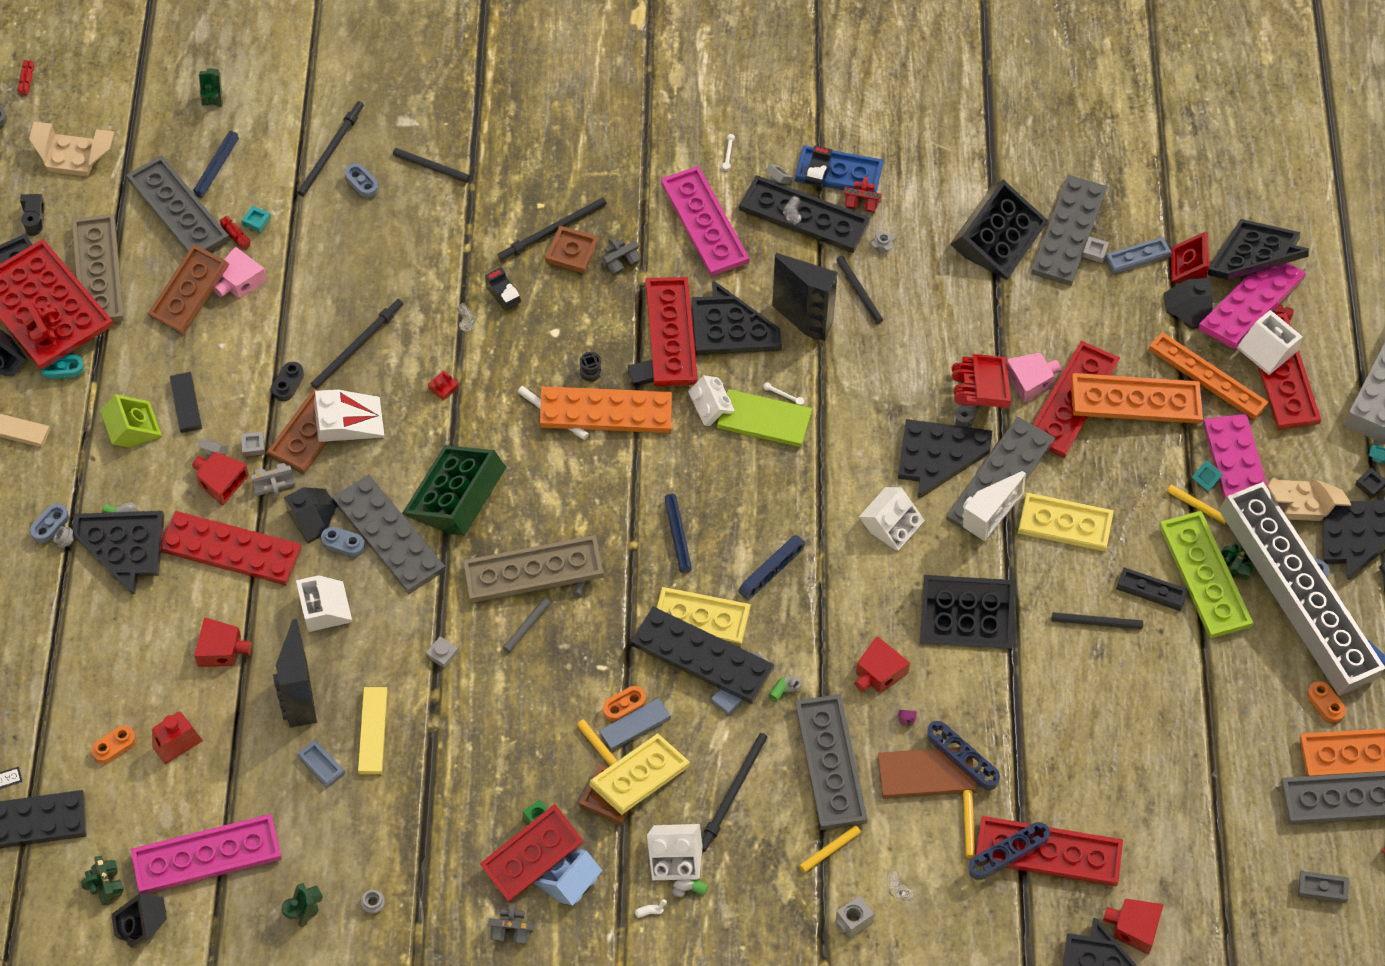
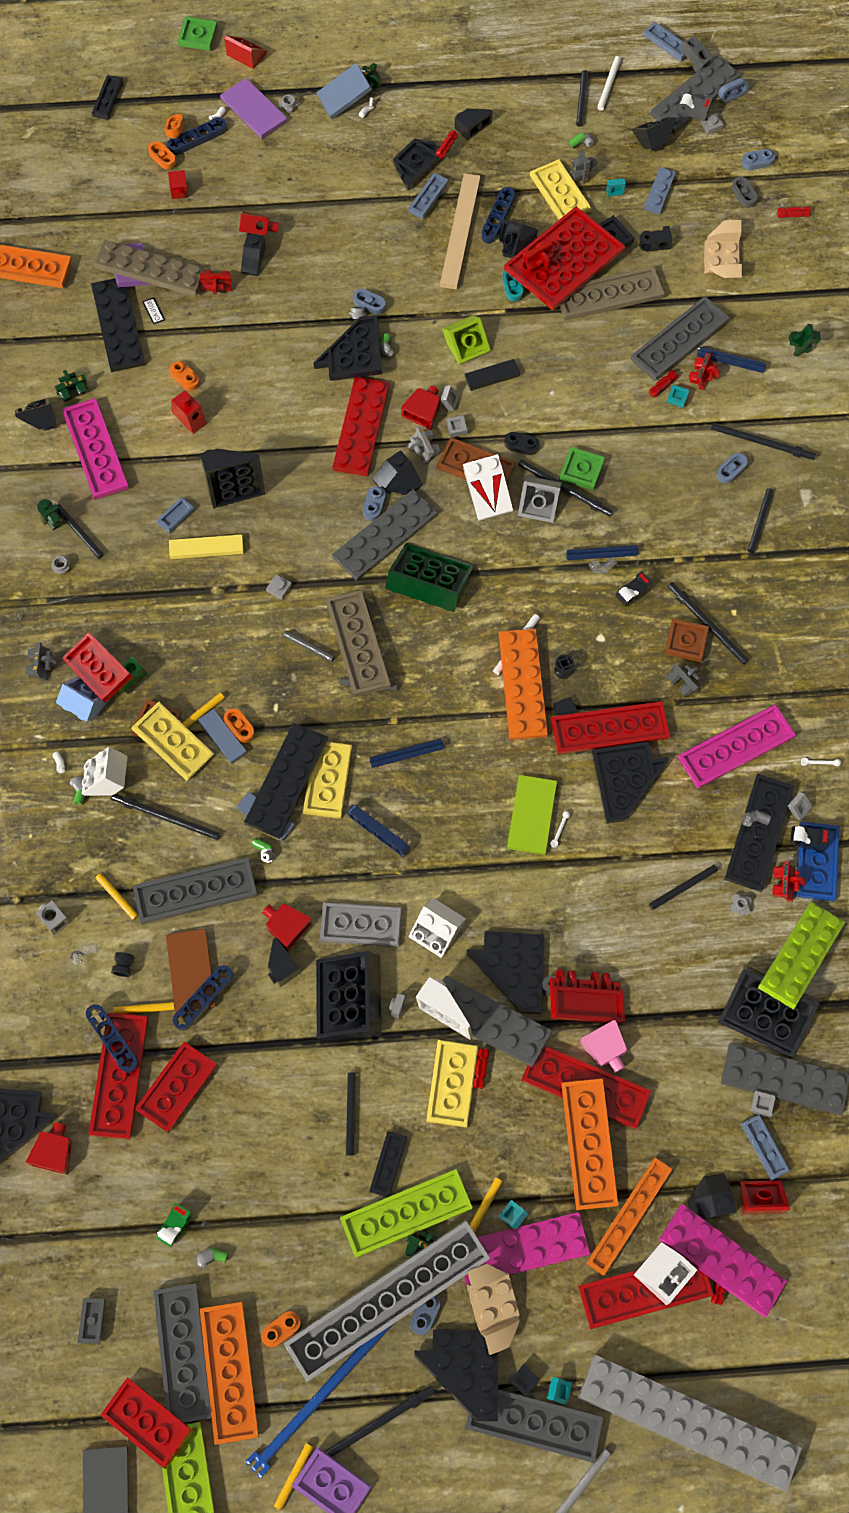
camera: 85 degrees right, 10 degrees up
(188, 289) = (596, 356): dark orange tile -> none
(219, 644) = (272, 429): red torso -> none
(236, 194) = (707, 371): none -> red hips
(241, 275) = (618, 390): bright pink torso -> none
(323, 602) = (312, 494): white slope -> none
(335, 323) = (582, 468): none -> bright green plate
(336, 872) = (78, 530): none -> black bar
(369, 367) = (539, 499): none -> light grey slope
(443, 385) = (532, 557): red tile -> none
(448, 317) = (602, 552): none -> dark blue axle
(710, 399) = (542, 767): white bracket -> none
(805, 295) = (644, 834): black slope -> none
(881, 595) = (360, 924): none -> light grey tile
(904, 715) = (242, 951): magenta hinge -> none
(917, 841) = (122, 964): none -> black wheel
(925, 675) = (281, 965): none -> black slope
(946, 189) = (801, 955): none -> lime plate
(980, 562) = (396, 1005): none -> light grey plate
(1050, 491) = (481, 1068): none -> red axle
(1064, 791) = (176, 1087): none -> red plate
(1218, 798) = (174, 1225): none -> green leg
(1249, 765) = (210, 1254): none -> arm
(1256, 248) = (783, 1261): black wing -> none

